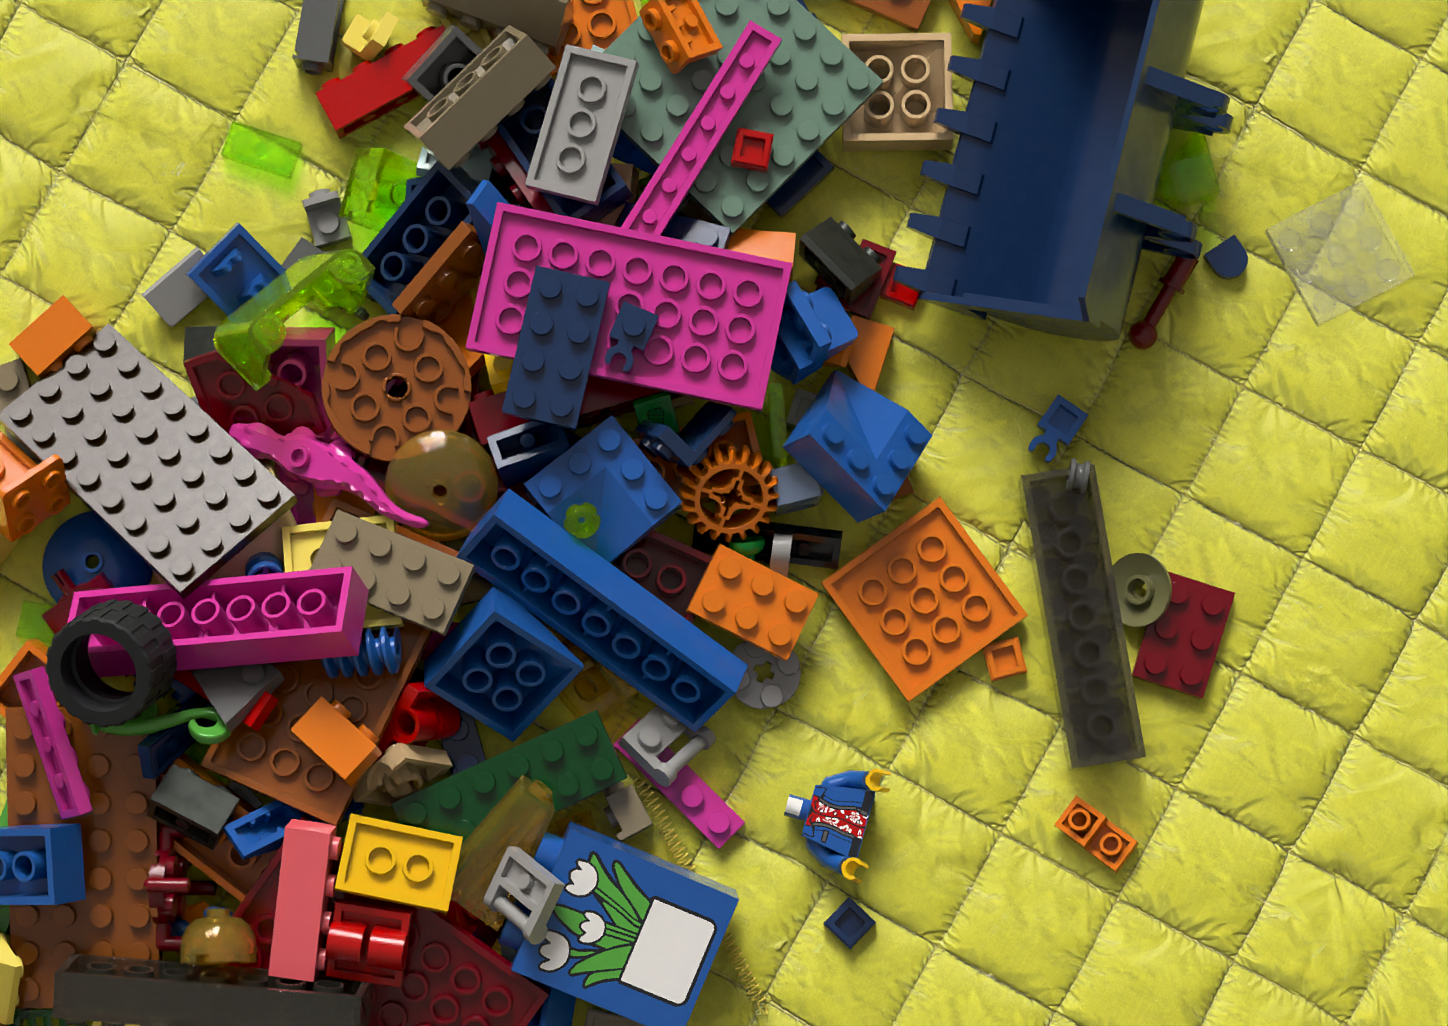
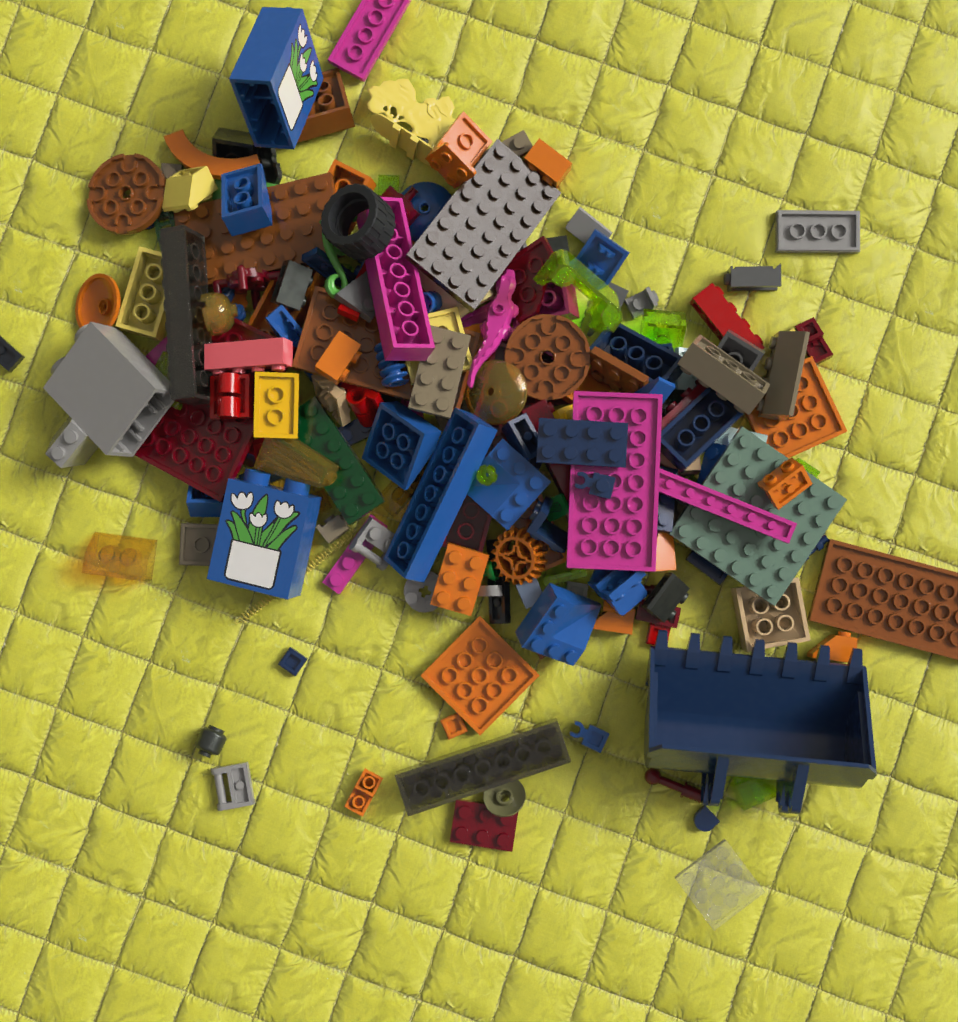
camera: 85 degrees right, 5 degrees up
(53, 743) = (308, 203): dark pink plate -> none
(261, 149) = (675, 259): clear neon green plate -> none
(368, 37) = (750, 307): light yellow bracket -> none
(531, 886) = (275, 480): light grey plate -> none
(582, 124) = (717, 435): light grey plate -> none
(752, 150) = (720, 537): red tile -> none
(838, 818) = (347, 646): torso -> none
(1078, 476) = (561, 754): dark grey bush -> none

